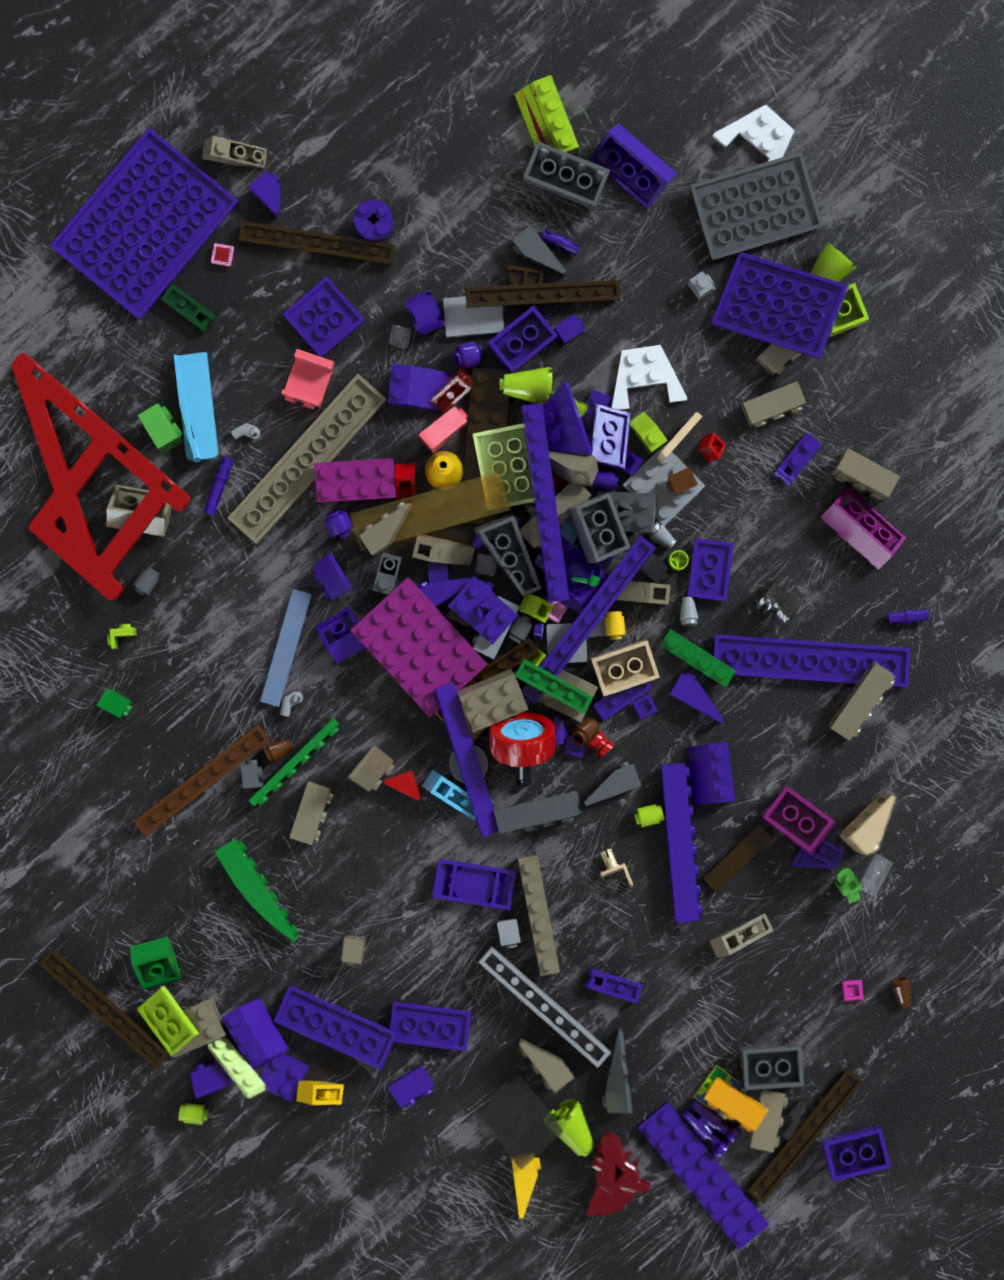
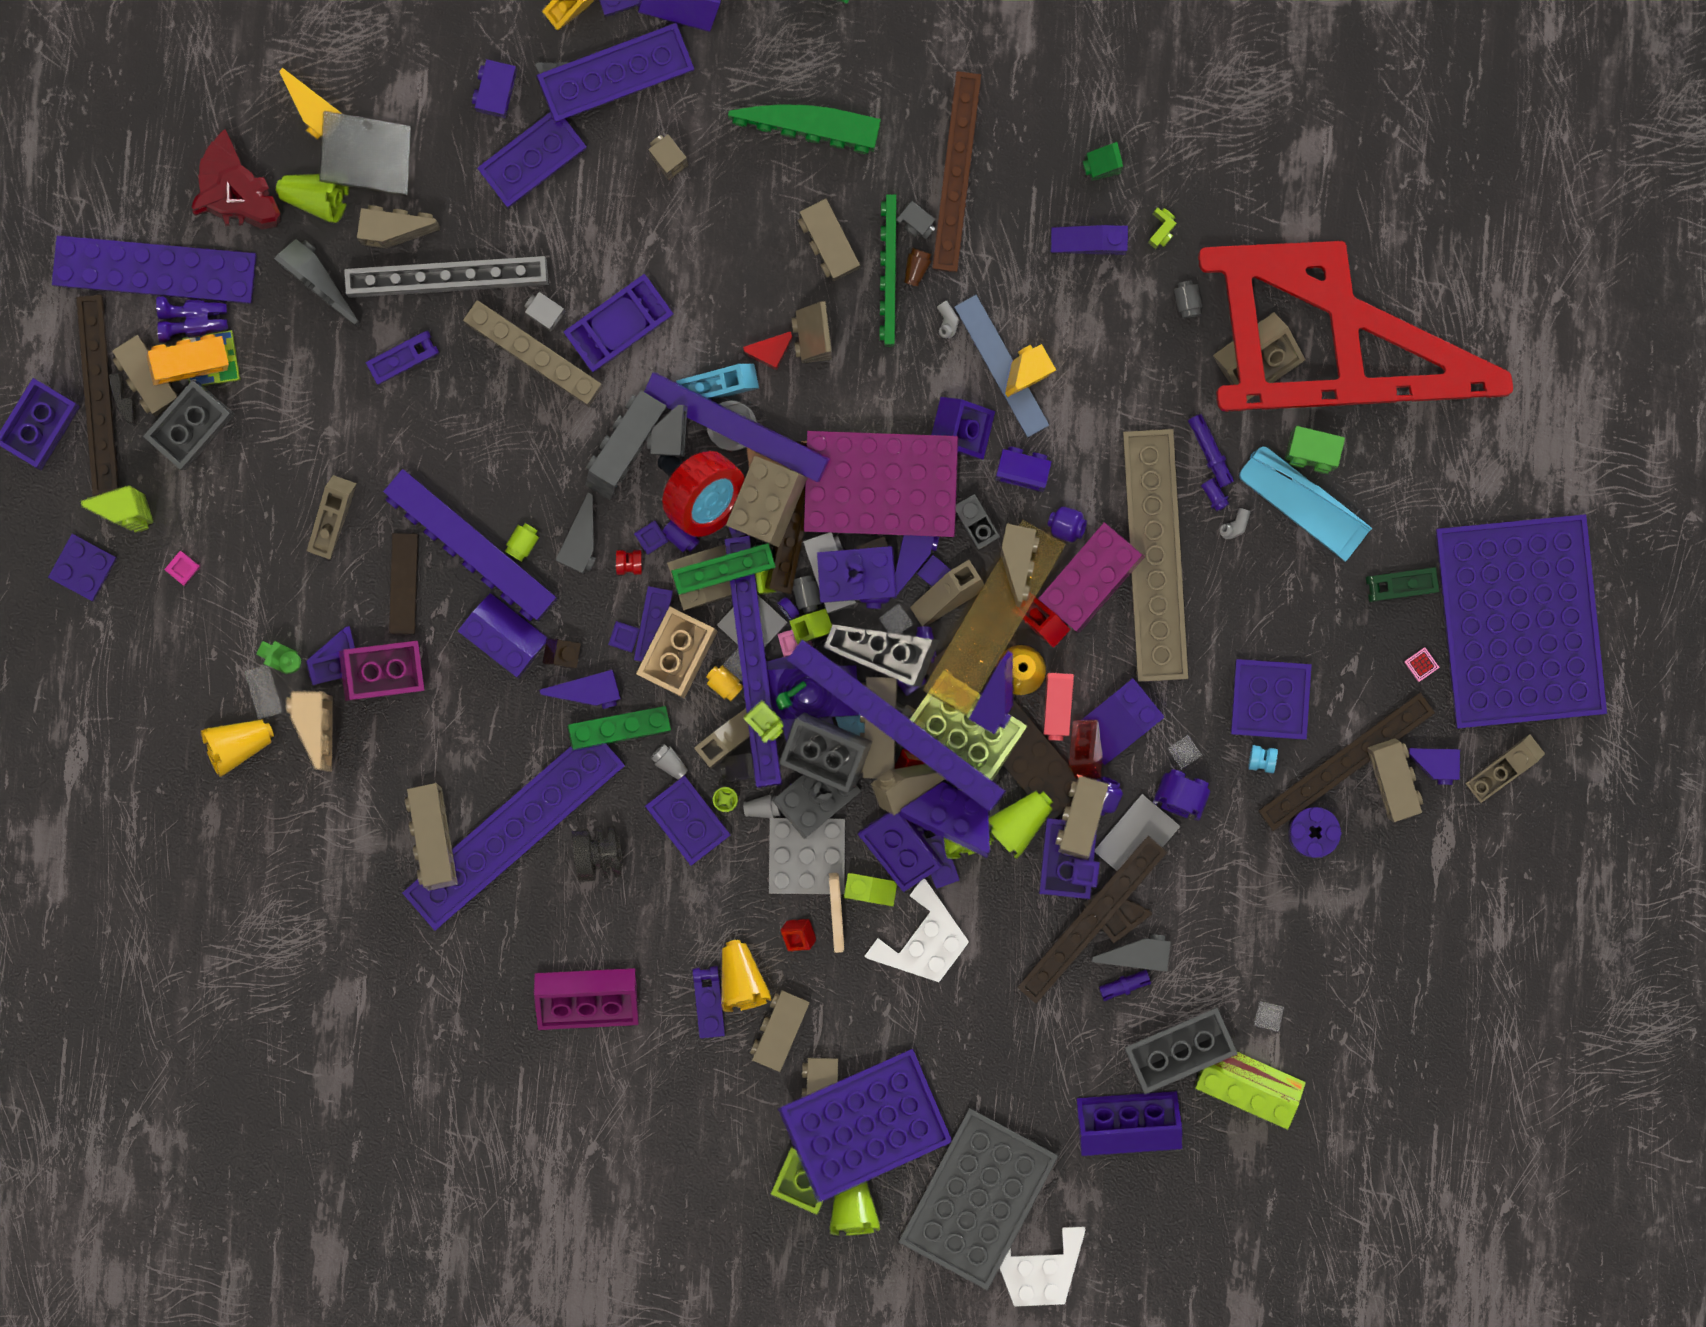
camera: 135 degrees right, 0 degrees up
(166, 668) = (1090, 239): none -> dark purple slope
(240, 459) = (1215, 494): none -> dark purple pin
(273, 630) = (1028, 369): none -> yellow slope
(300, 205) = (1395, 779): none -> dark tan brick
(308, 379) = (1227, 628): coral panel -> none
(361, 289) = (1262, 759): none -> medium azure wheel
(477, 461) = (997, 699): none -> dark purple slope
(493, 352) = (1082, 817): none -> dark tan brick
(499, 148) = (1268, 1016): none -> clear plate
(509, 792) = (669, 434): none -> dark grey slope
(521, 321) = (1085, 873): none -> dark purple tile
(569, 329) = (1035, 913): dark purple brick -> none
(585, 731) = (654, 559): reddish brown brick -> none
(605, 481) = (864, 806): dark purple brick -> none
(612, 866) = (510, 463): tan bracket -> none
(615, 577) = (764, 721): none -> lime bracket
(632, 463) = (856, 847): dark purple plate -> none
(681, 482) = (793, 871): reddish brown brick -> none
(689, 731) = (561, 653): none -> dark brown brick
(701, 285) = (955, 1075): light grey brick -> none
(767, 453) = (741, 979): none -> yellow cone
(856, 1054) = (124, 507): none -> lime slope
(865, 475) = (631, 1046): dark tan brick -> none
(901, 989) = (137, 612): reddish brown cone -> none
(908, 616) = (465, 958): dark purple pin -> none
(908, 1046) = (82, 567): none -> dark purple plate
(919, 861) = (235, 743): none -> yellow cone

